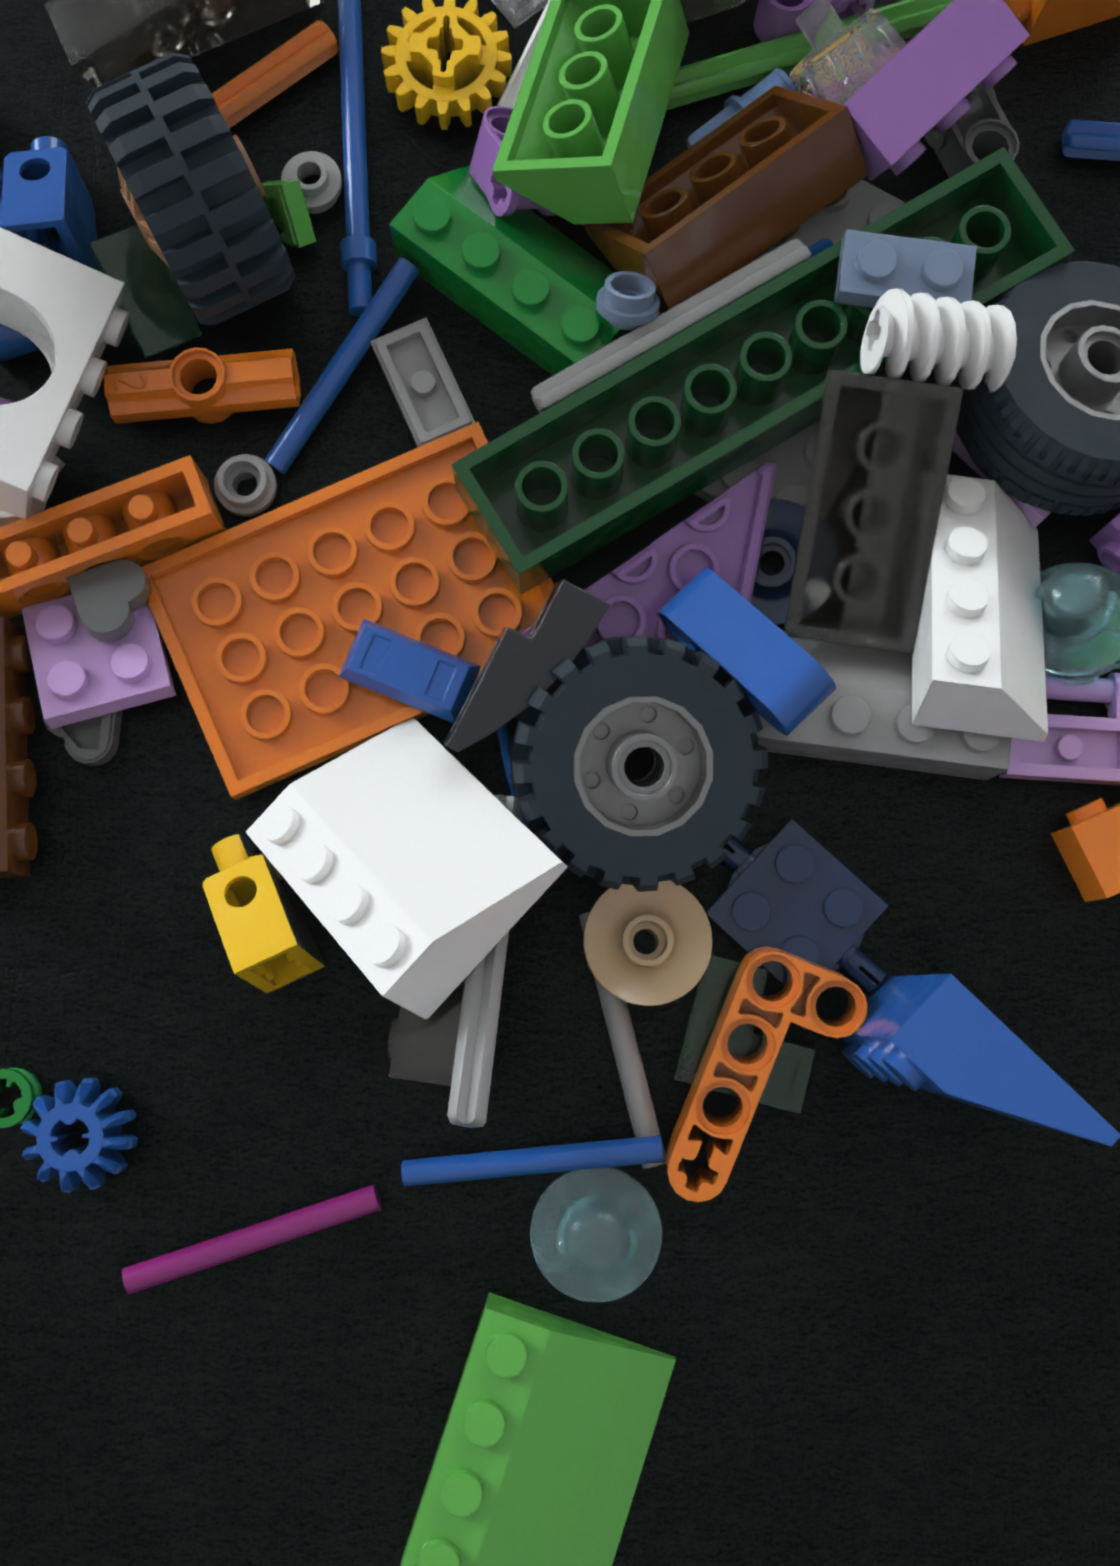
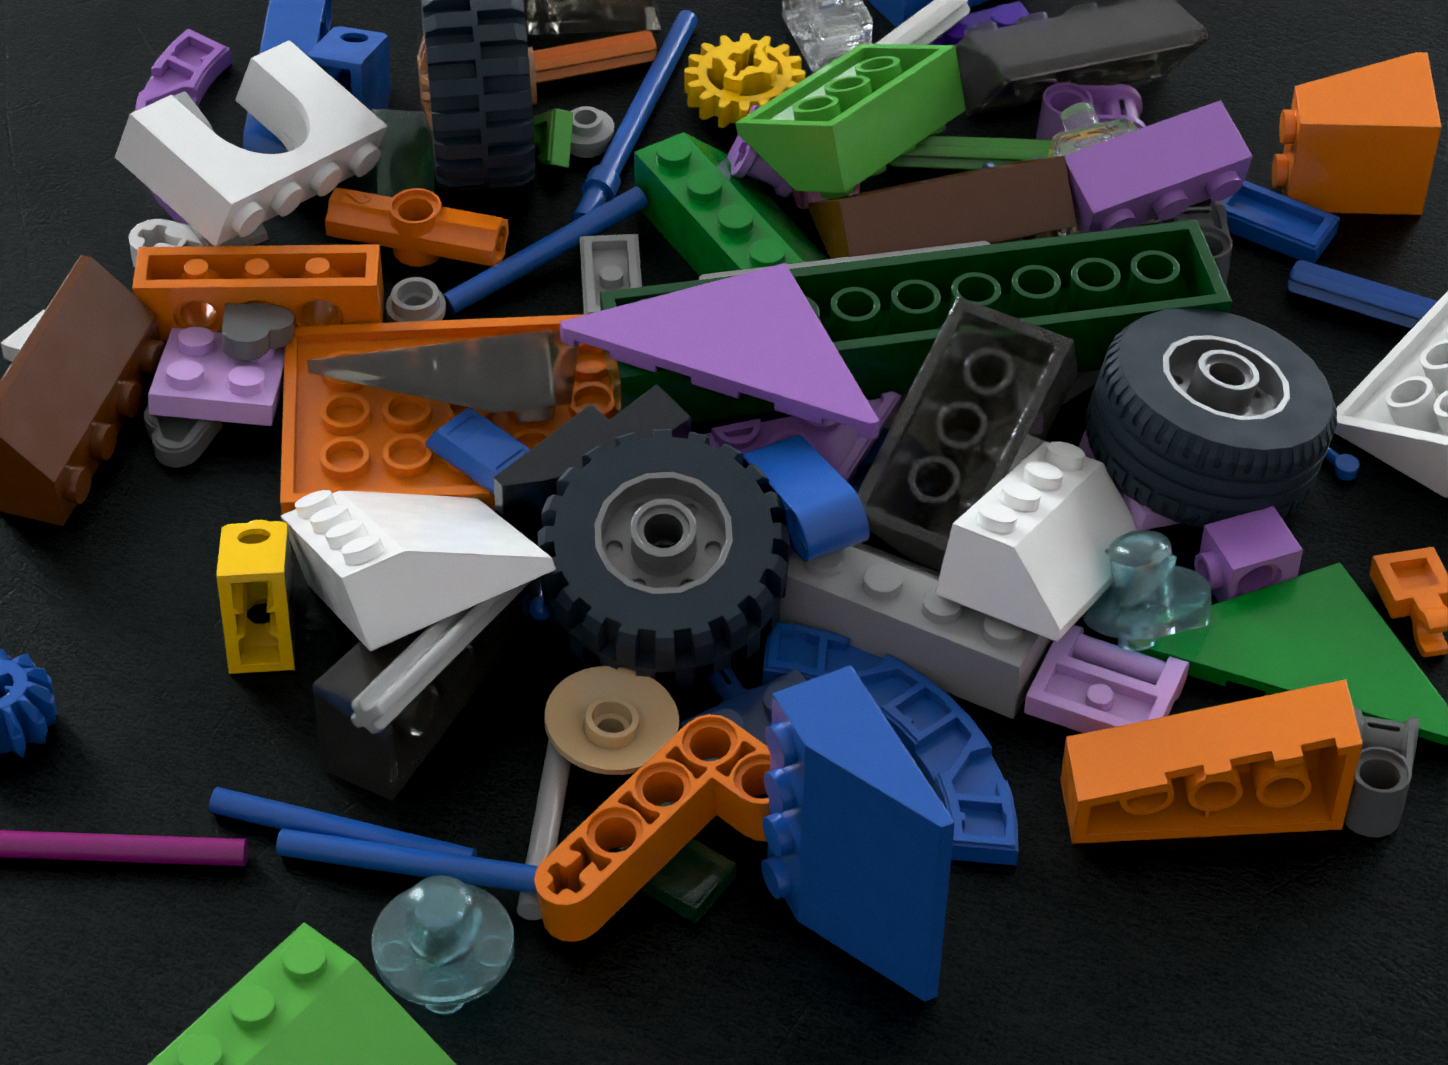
camera: 20 degrees right, 35 degrees down
(370, 584) = (490, 374): none -> clear smoke wedge
(450, 1140) = (293, 817): none -> blue bar
(624, 490) = (734, 338): none -> medium lavender tile
(628, 300) = (814, 240): sand blue plate -> none
(882, 262) = (1064, 271): sand blue plate -> none
(920, 824) = (931, 728): none -> blue tile
(941, 336) = (1066, 305): white piece -> none
(1046, 73) = (1280, 222): none -> blue tile

